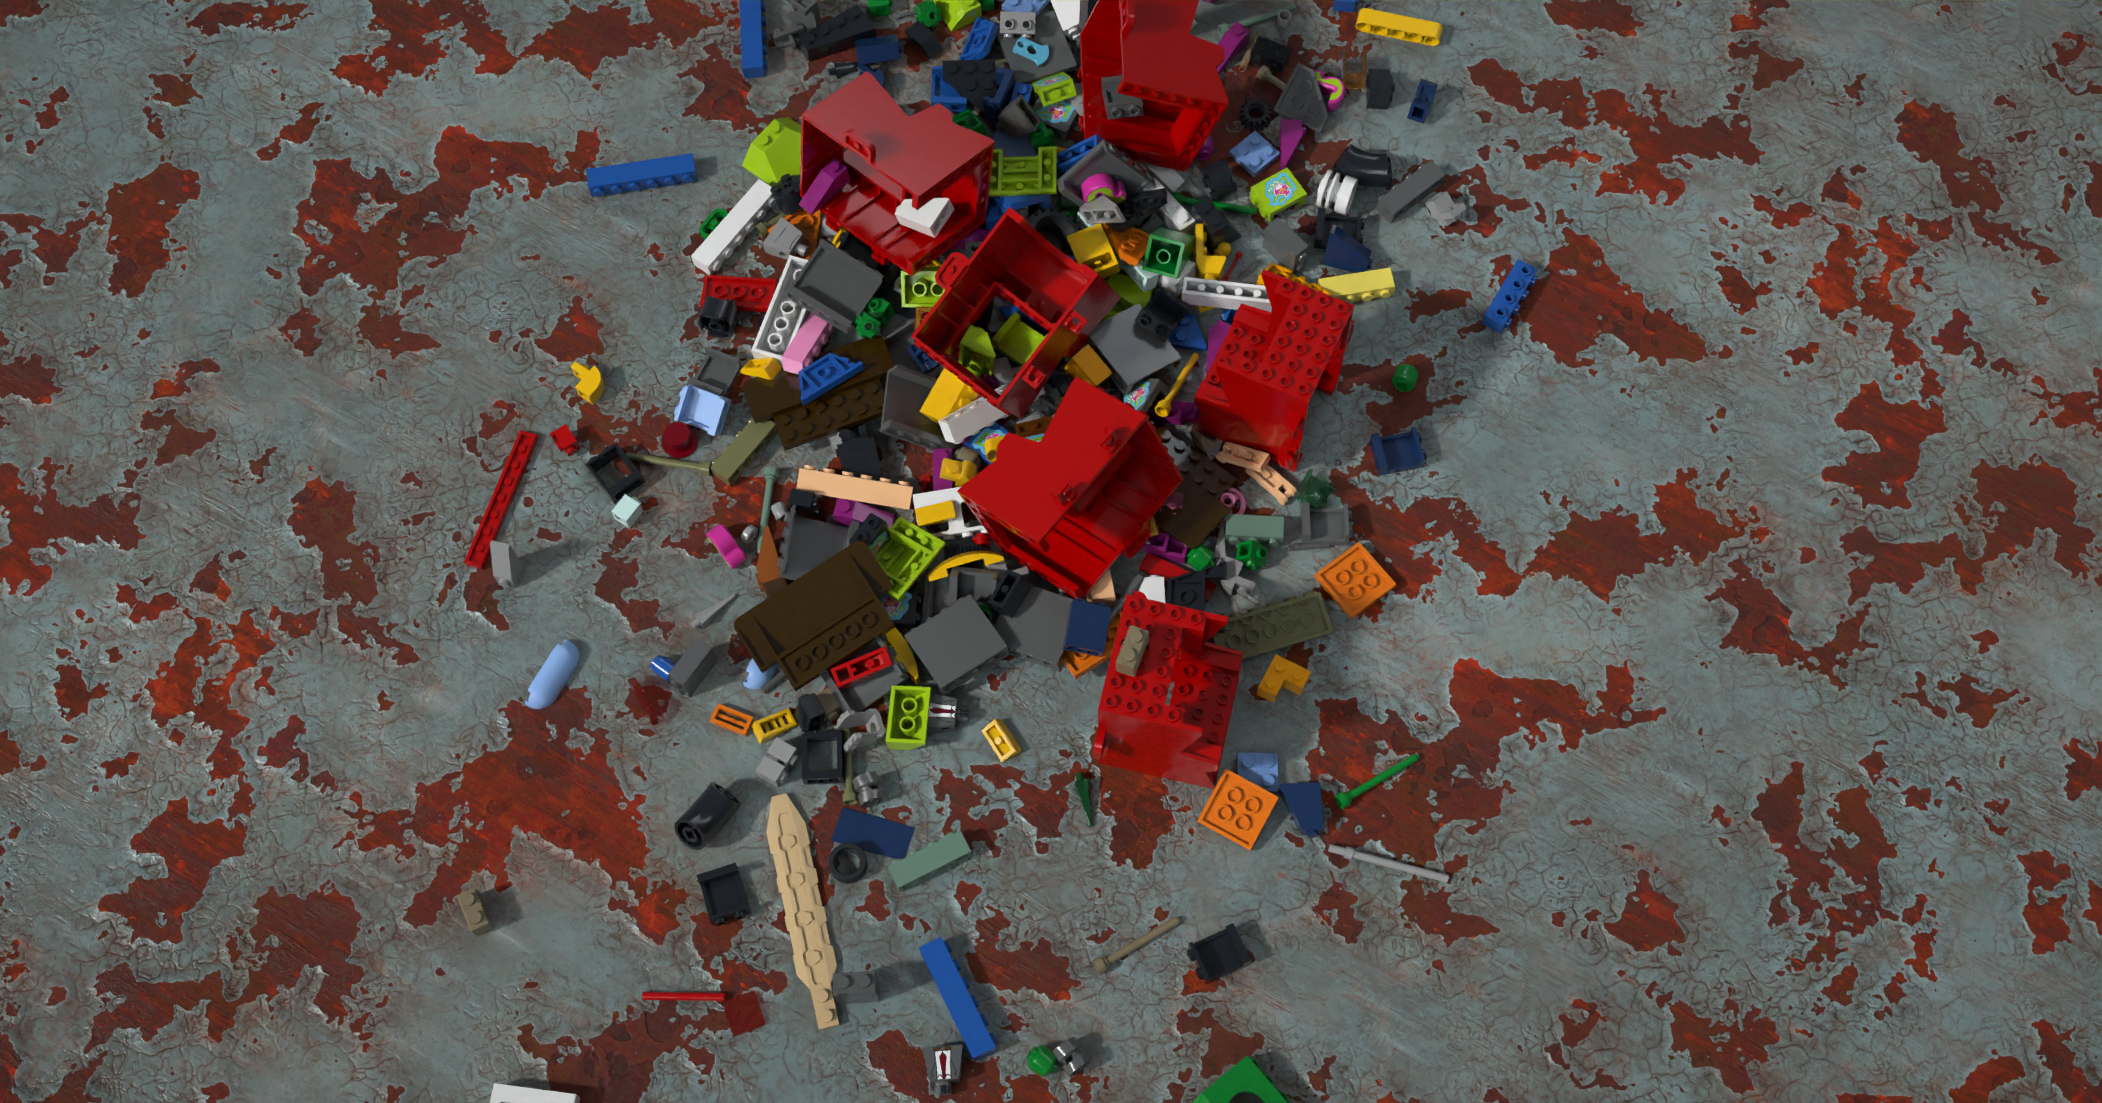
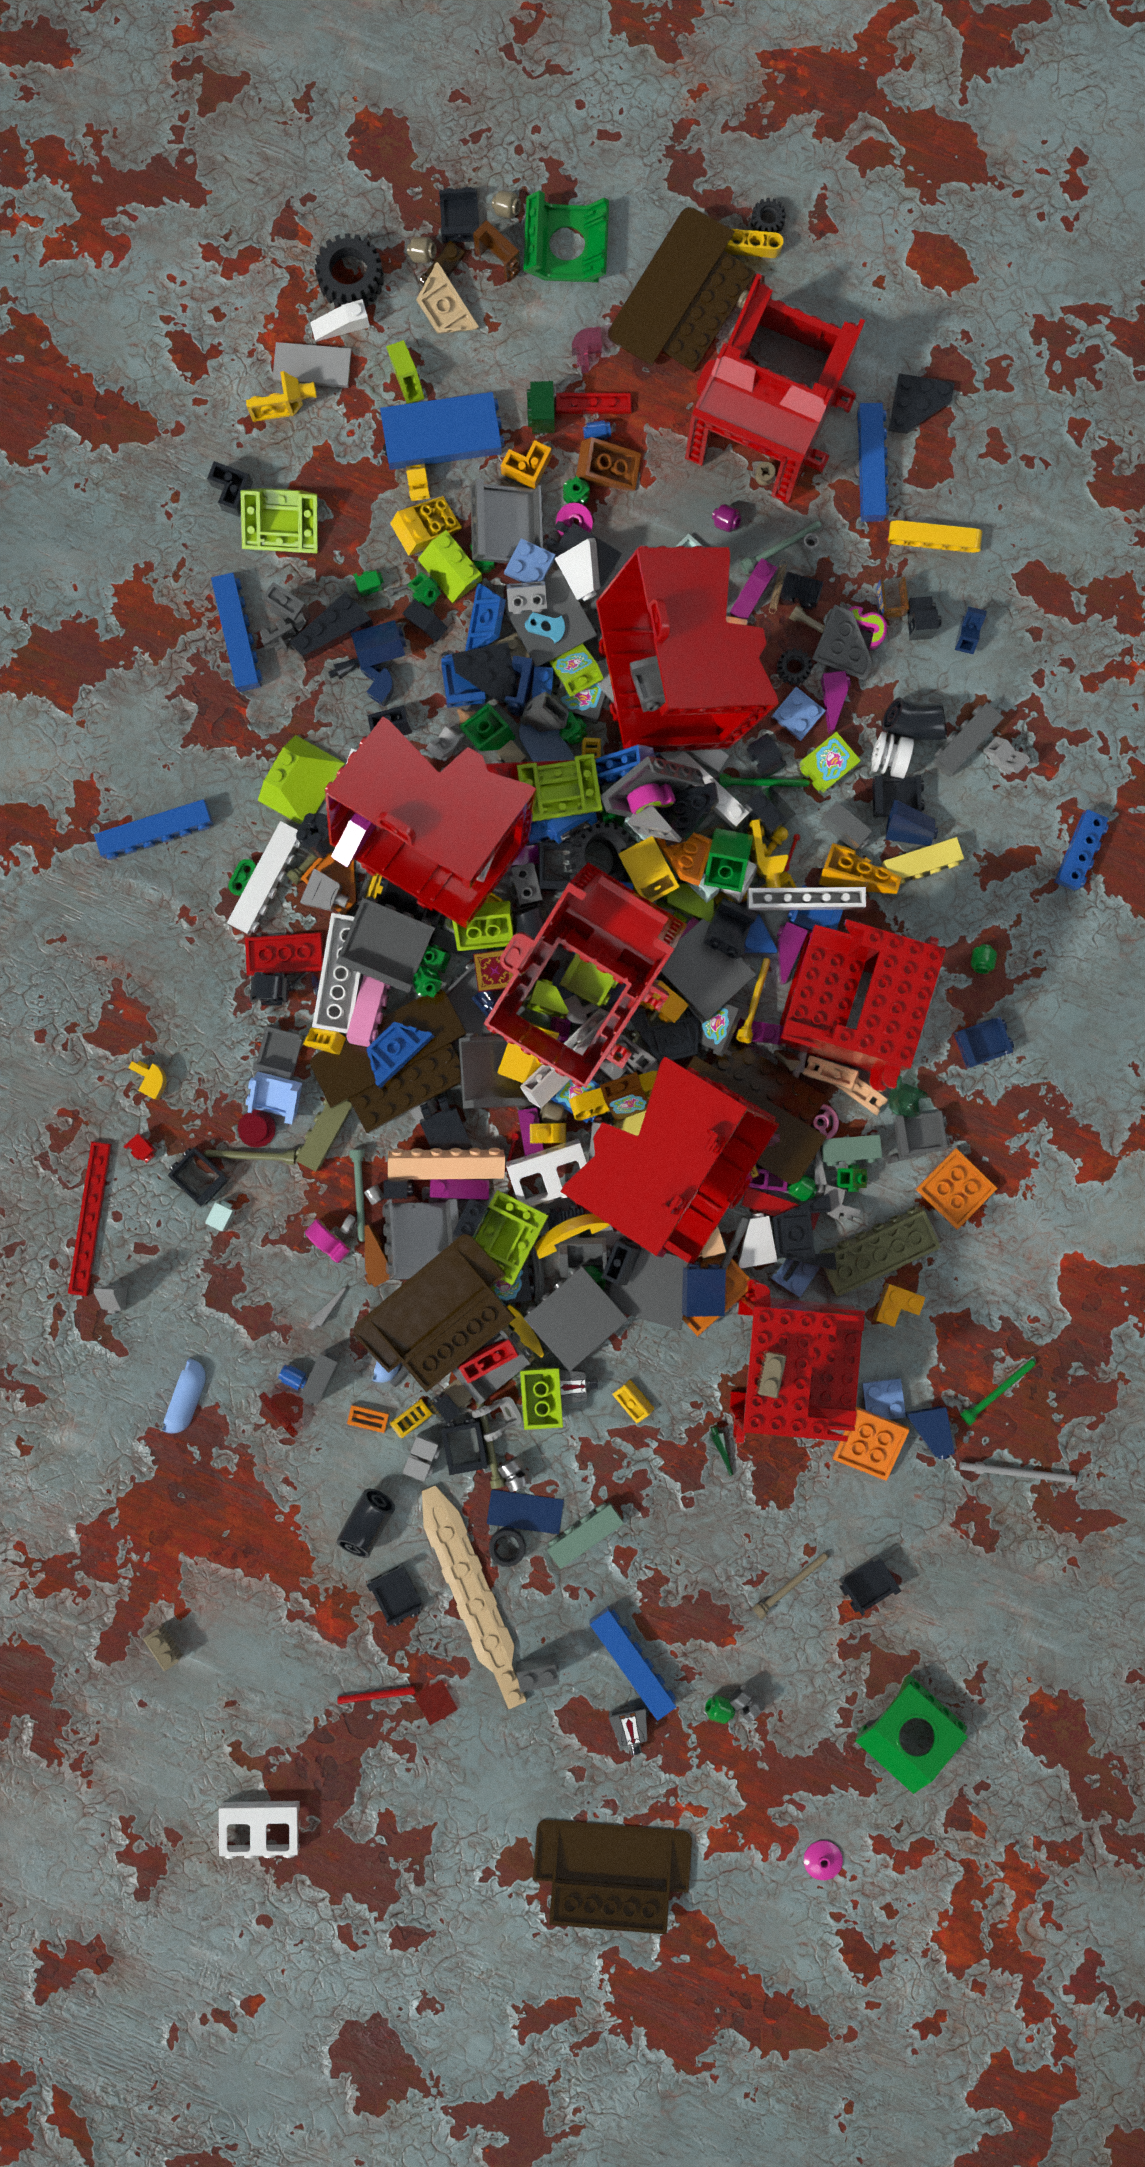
camera: 10 degrees left, 20 degrees up
(935, 513) = (532, 1184): yellow slope -> none

